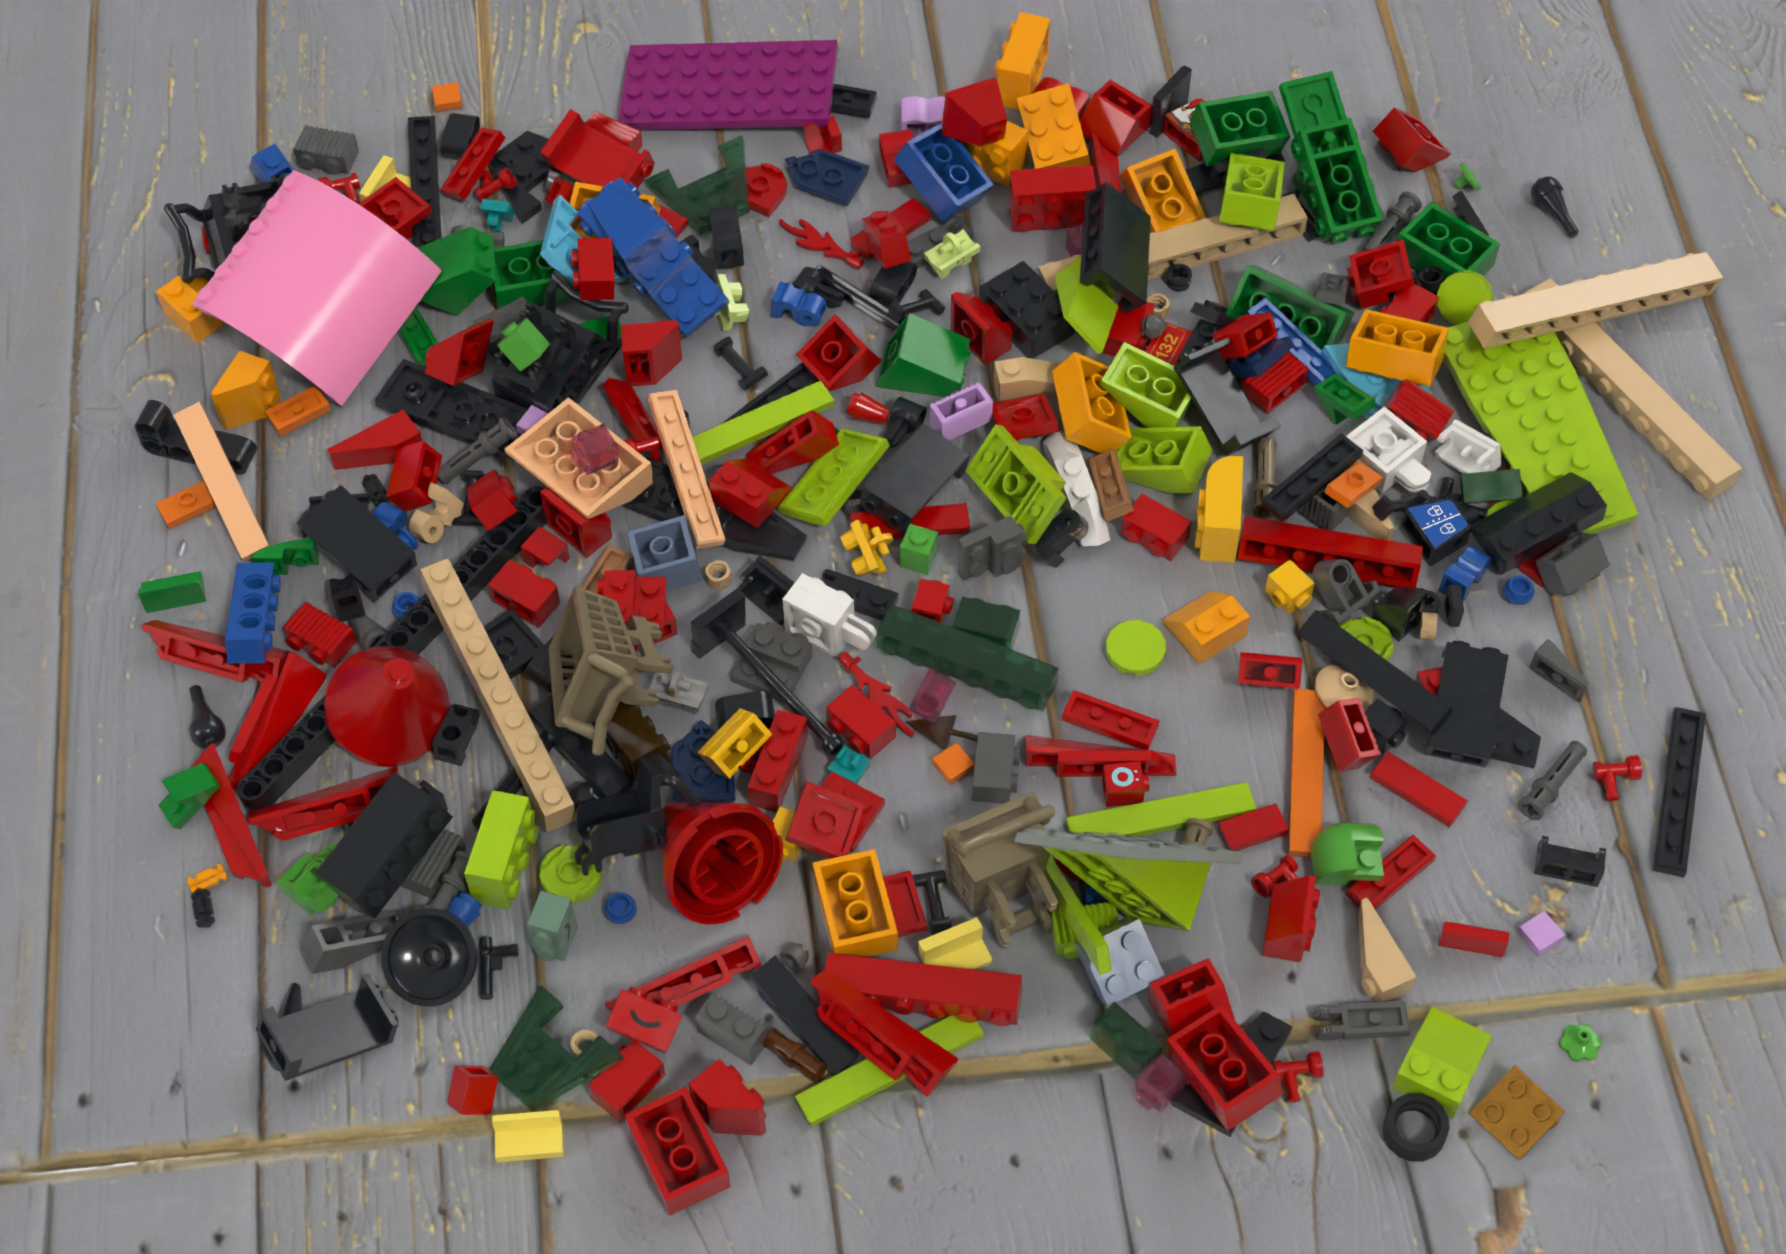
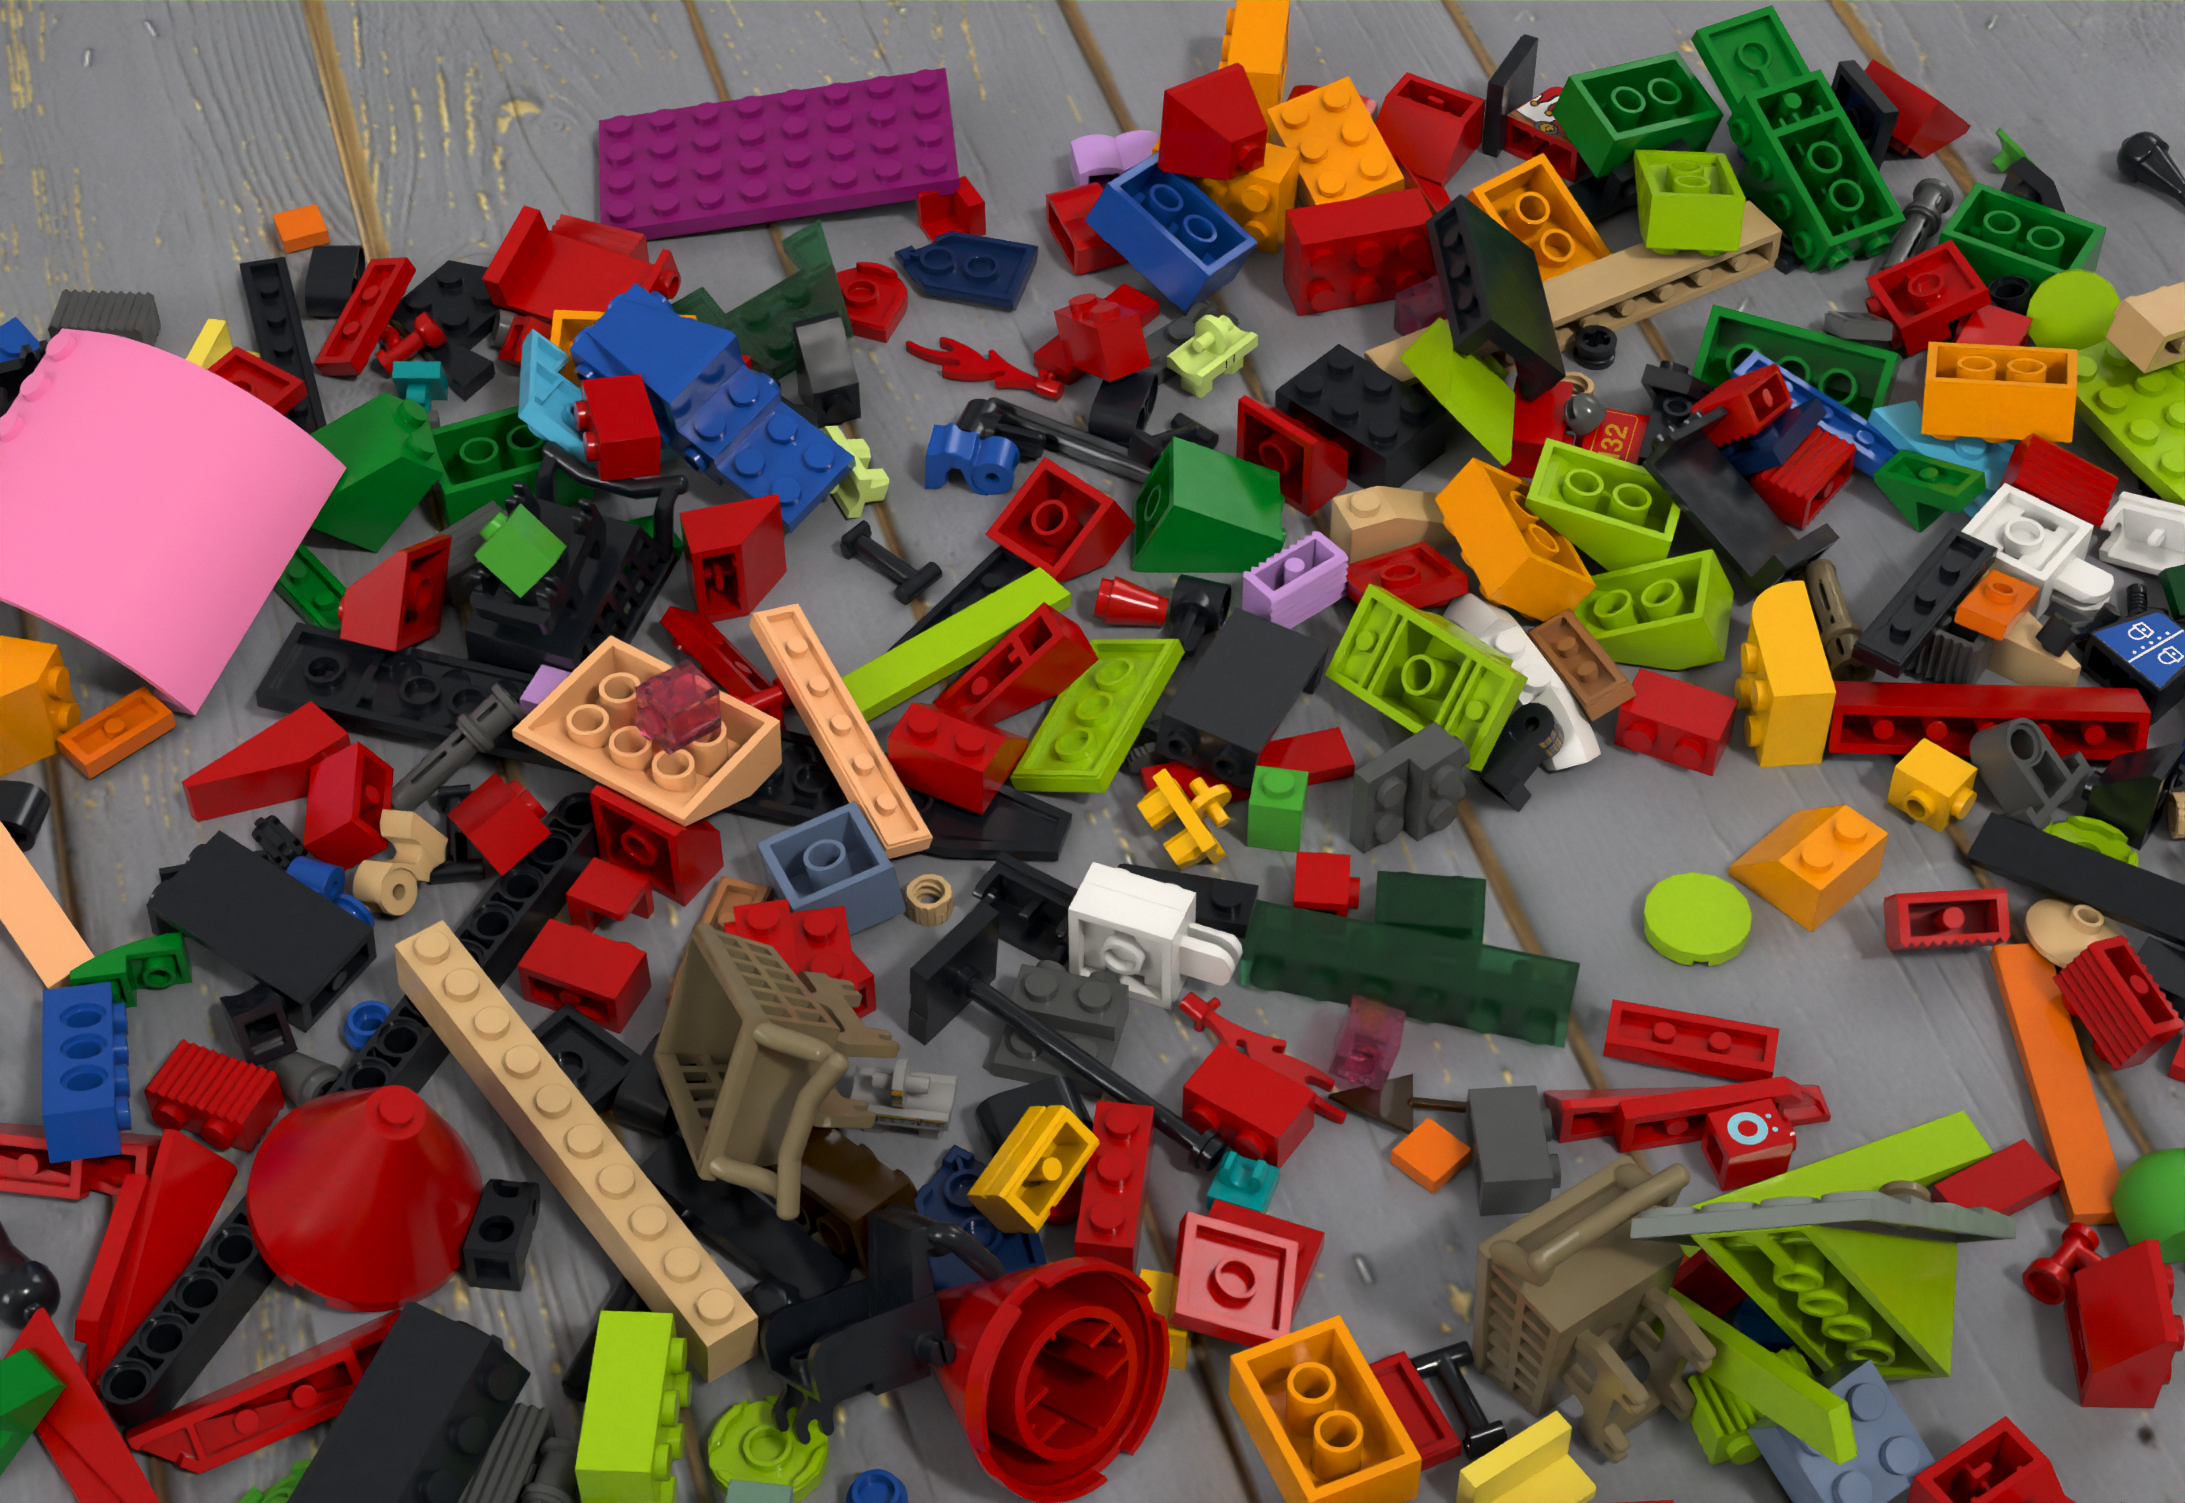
camera: 10 degrees left, 10 degrees down
(853, 100) = (990, 157): black hinge -> none
(1376, 146) = (1866, 108): none -> black plate

